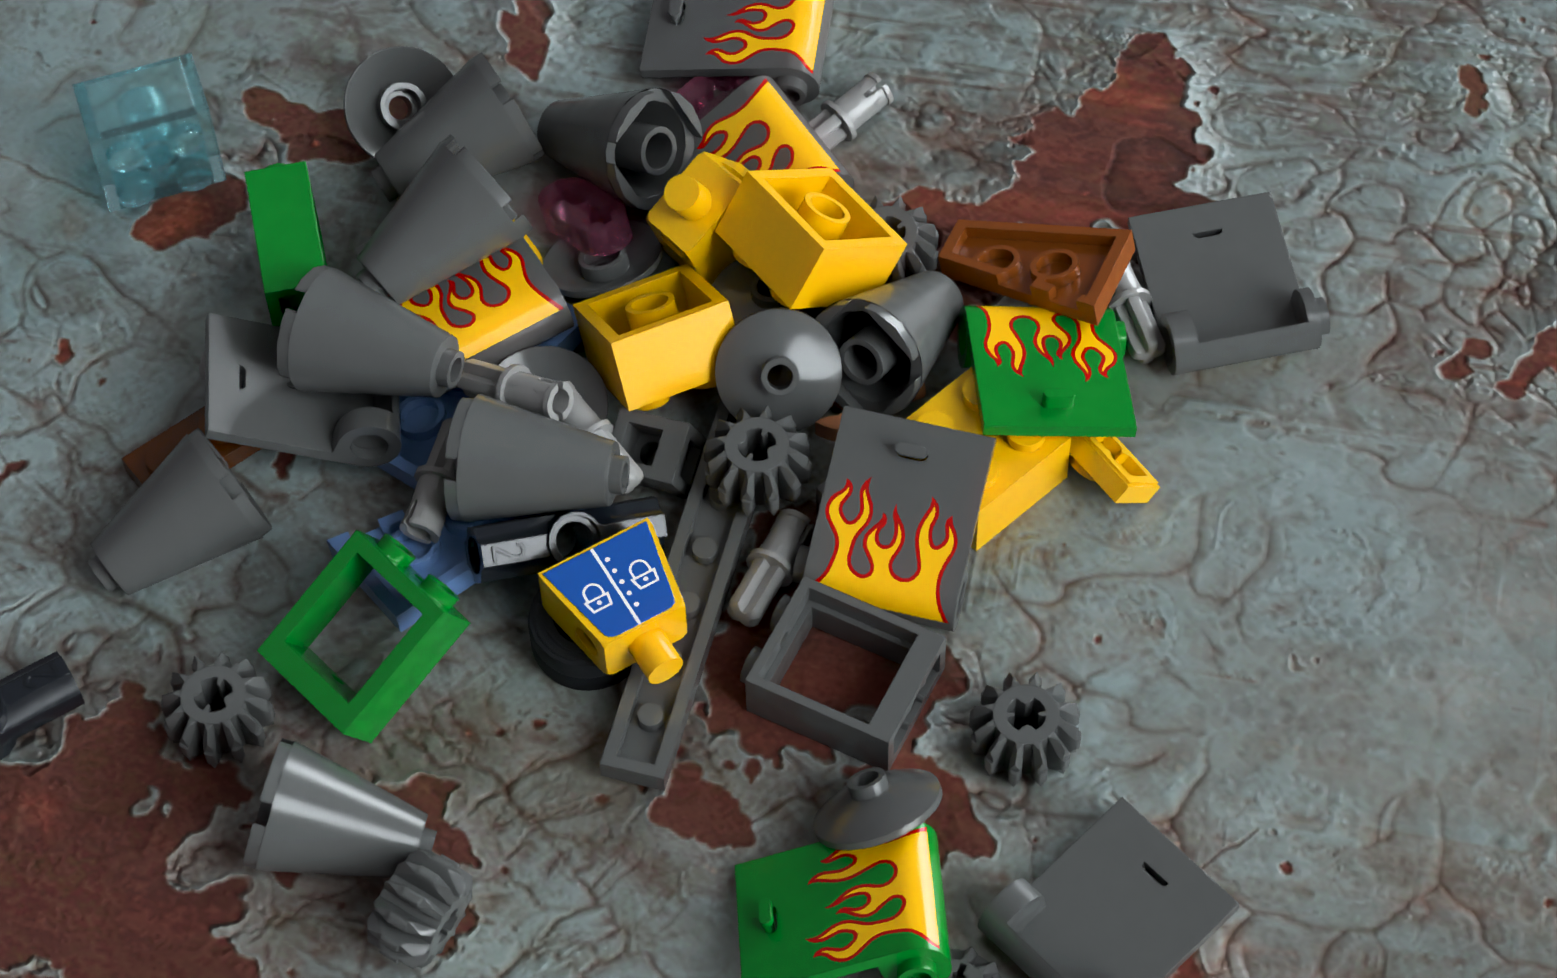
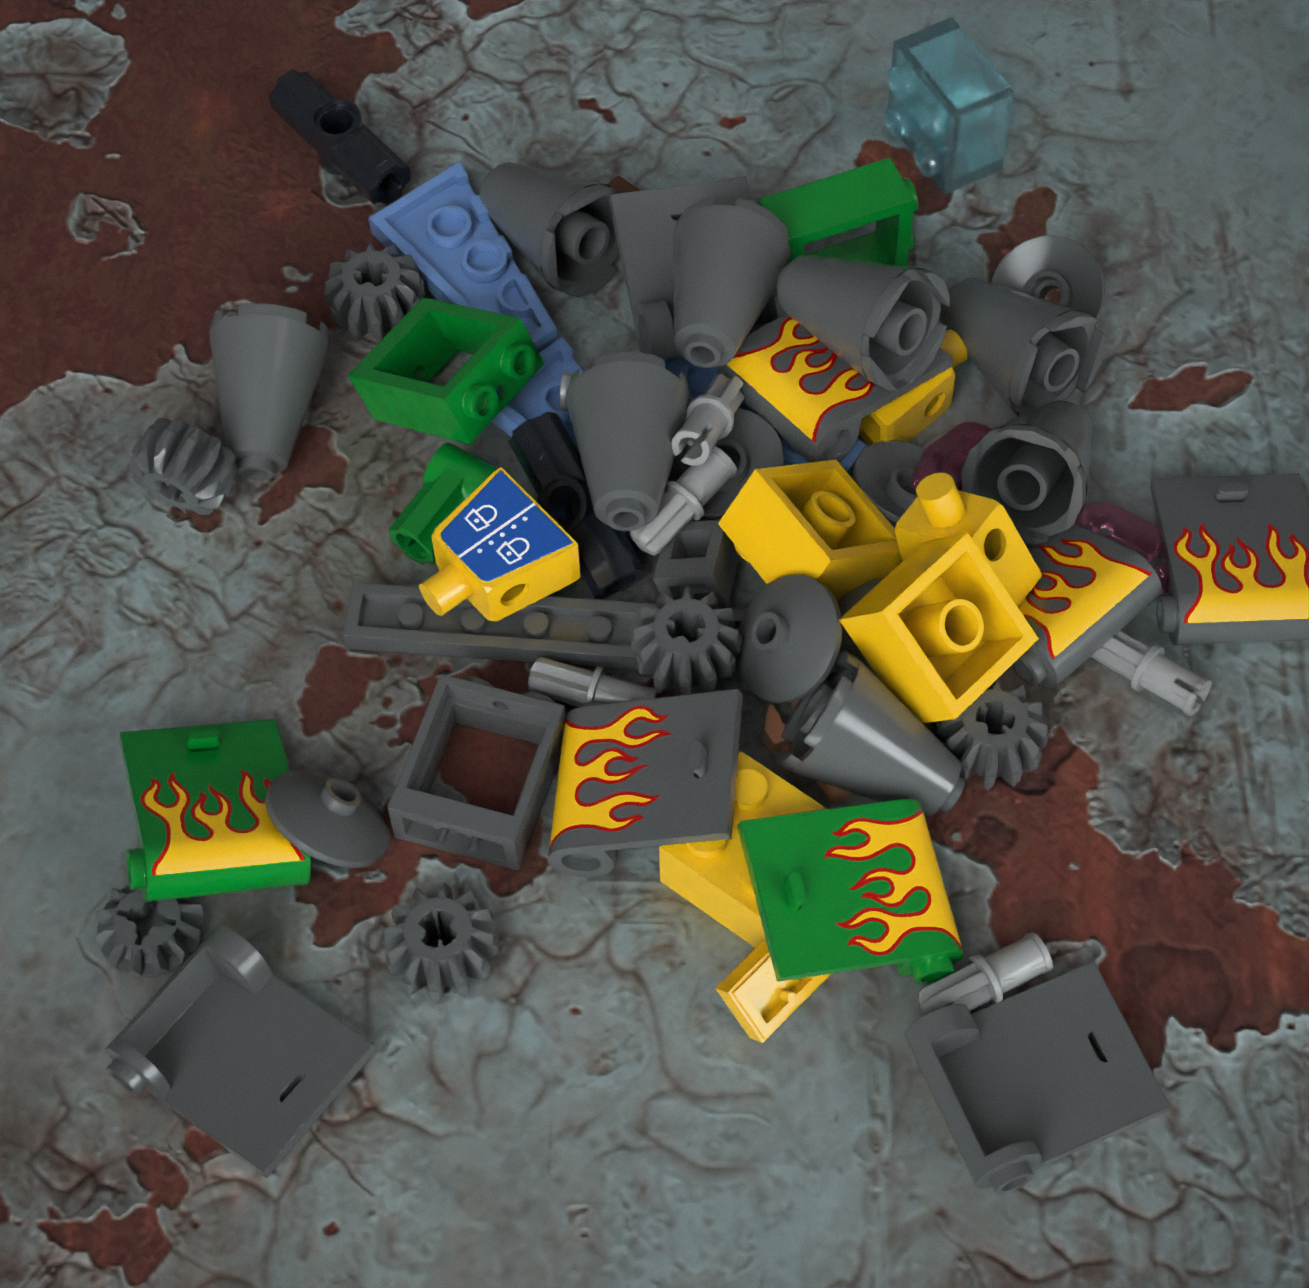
camera: 80 degrees right, 0 degrees up
(159, 629) = (461, 251): none -> medium blue wing
(502, 660) = (446, 484): none -> green piece
(1041, 264) = (996, 876): dark orange wing -> none

